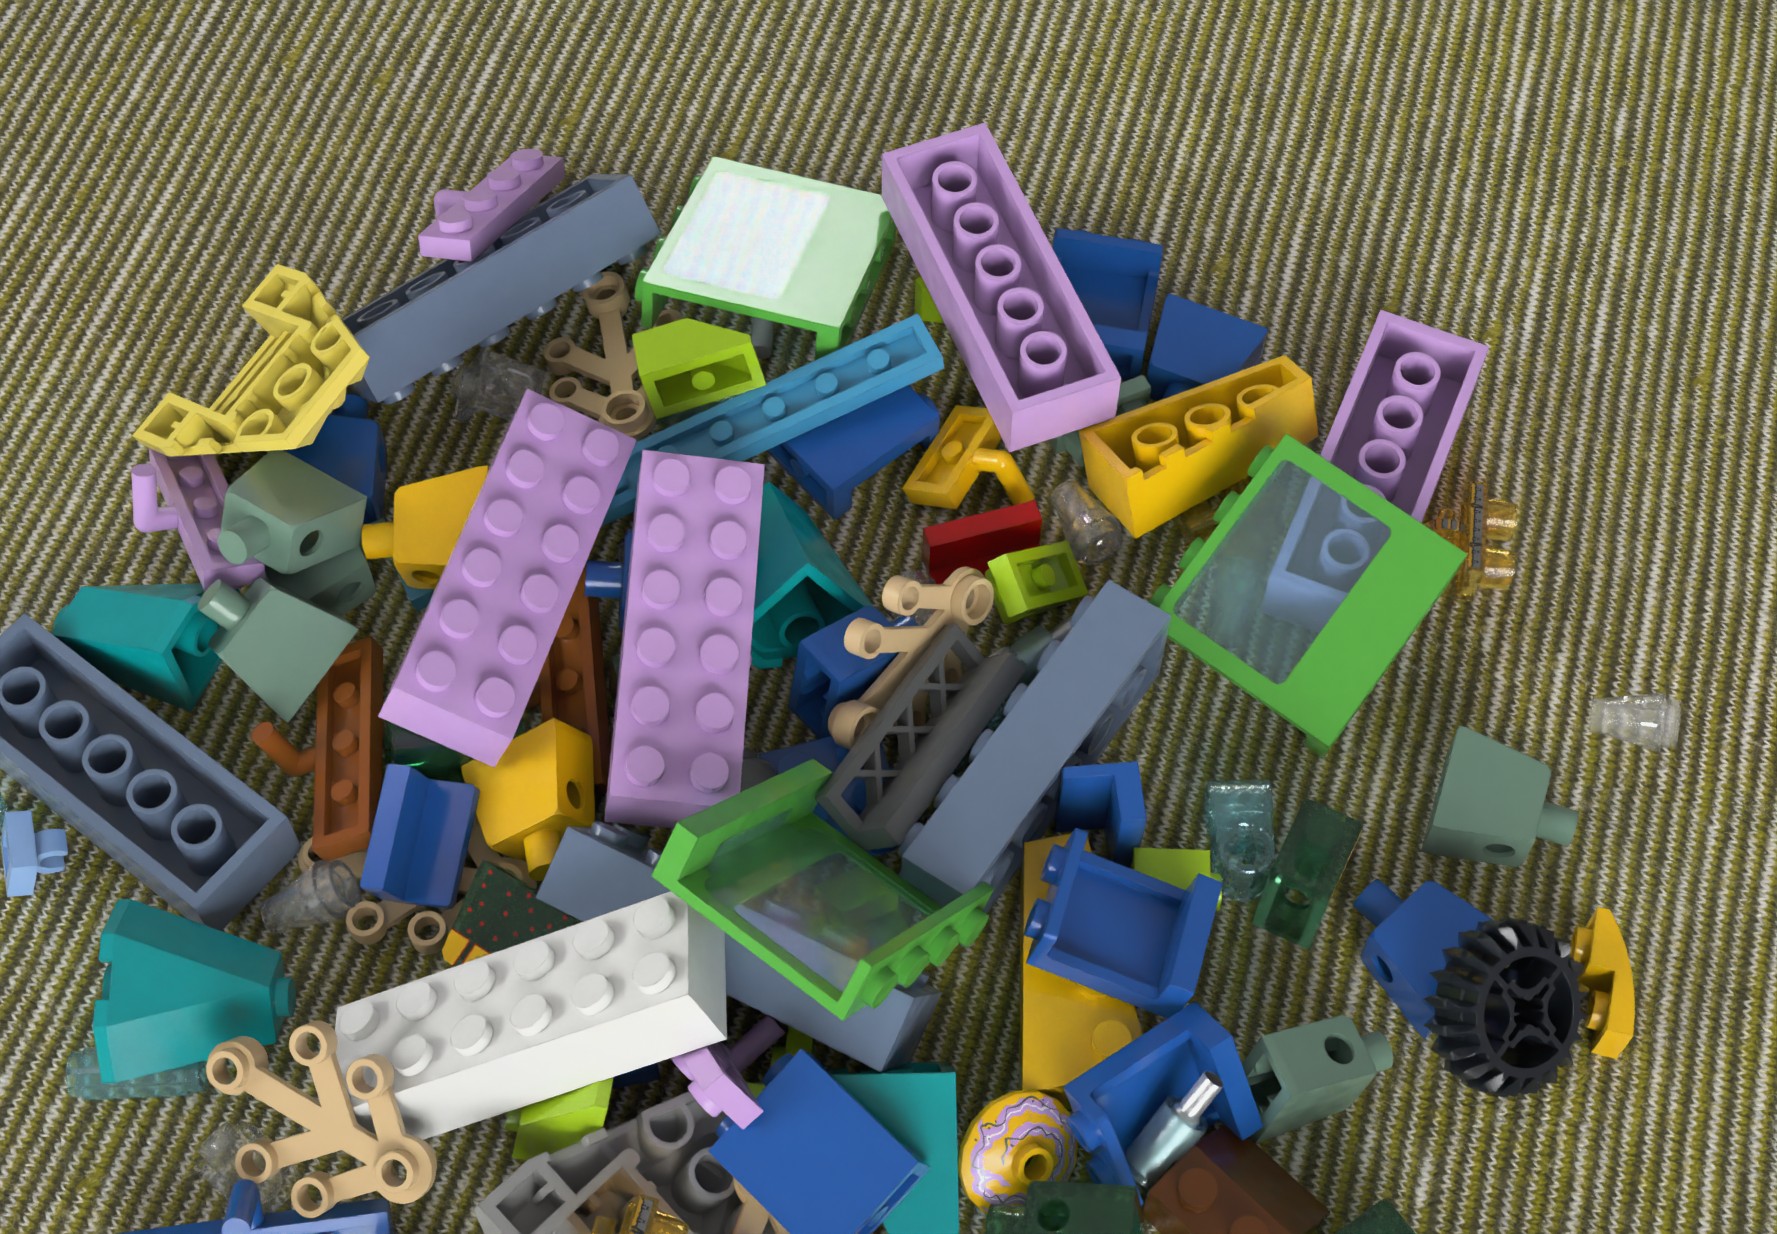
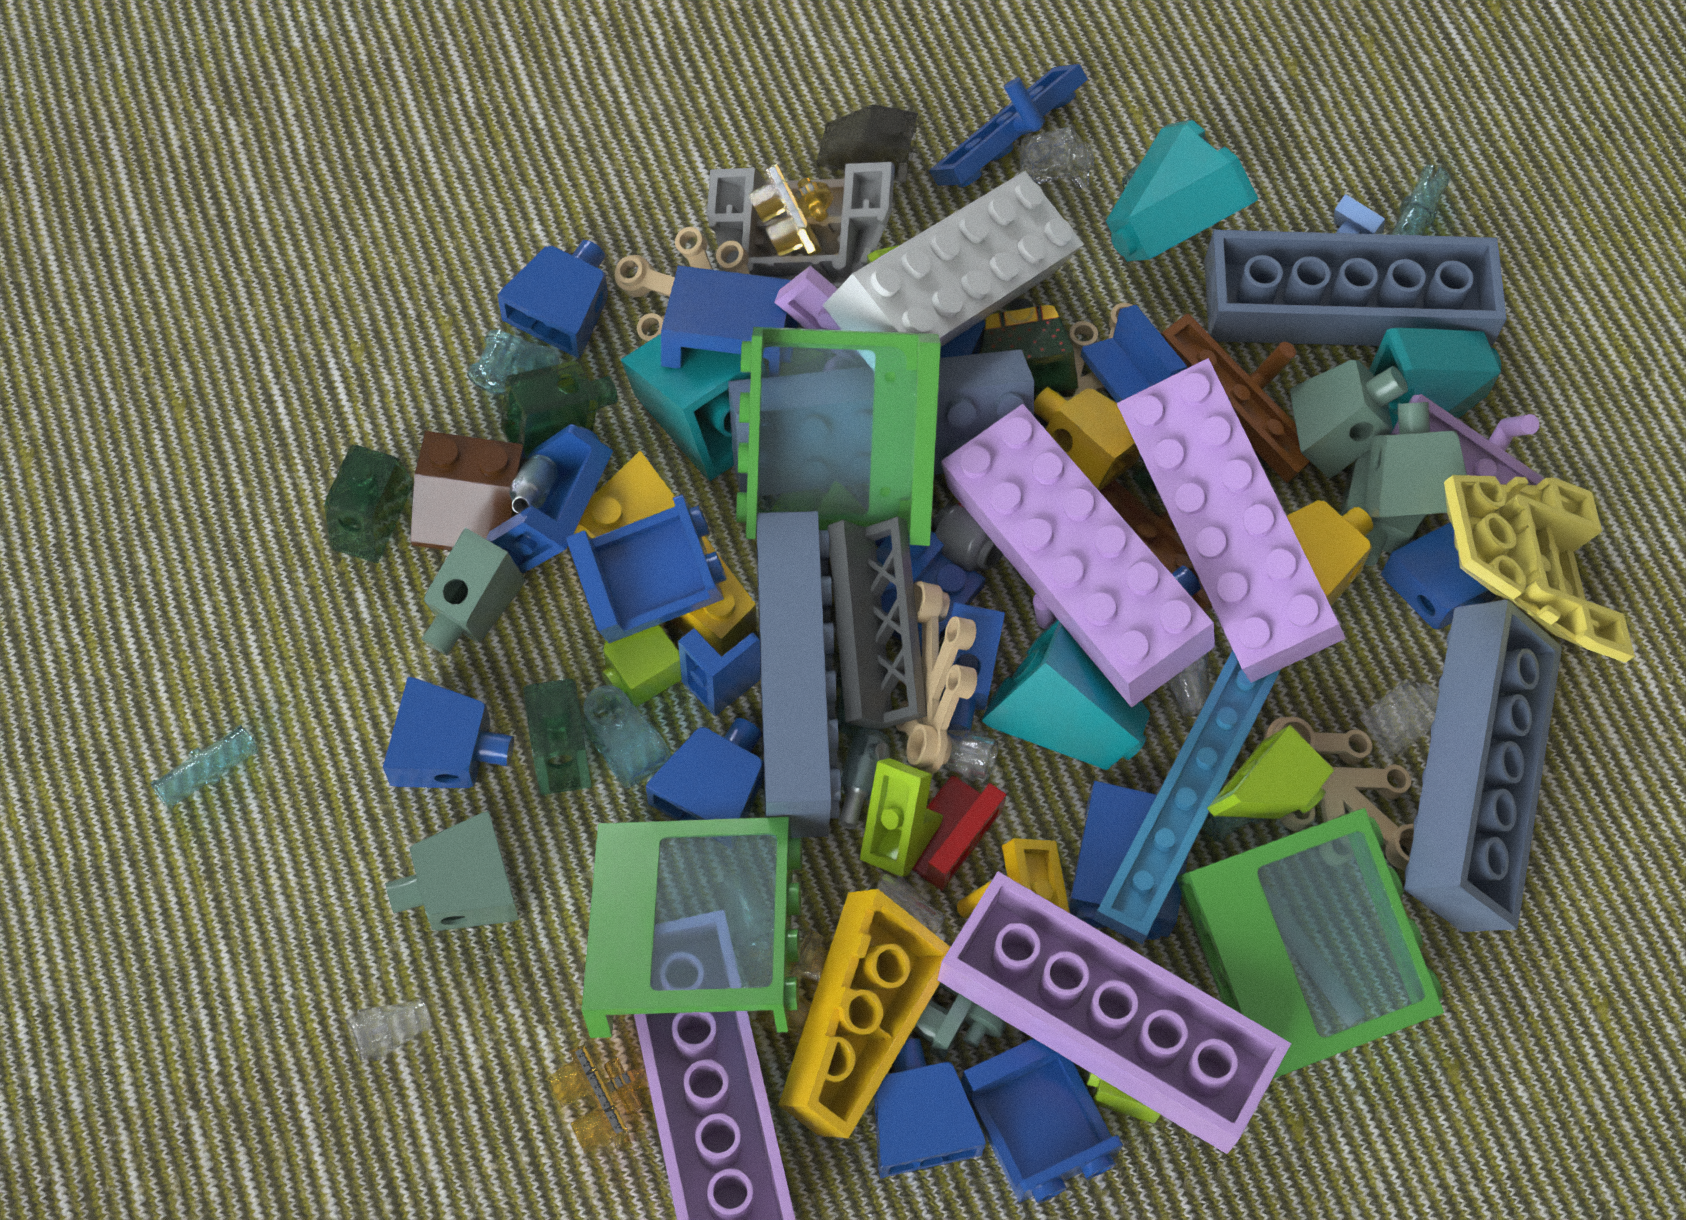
camera: 140 degrees right, 5 degrees up
(314, 897) = (1167, 303): clear cone -> none
(329, 1122) = (963, 175): tan plant -> none
(476, 218) = (1553, 833): lavender plate -> none
(1005, 1138) = (625, 425): dish -> none
(1185, 733) = (710, 775): none -> blue torso
(1509, 1024) = (362, 708): black gear -> none
(1610, 980) = (311, 799): yellow slope -> none
(1701, 1090) = (204, 767): none -> clear light blue pin

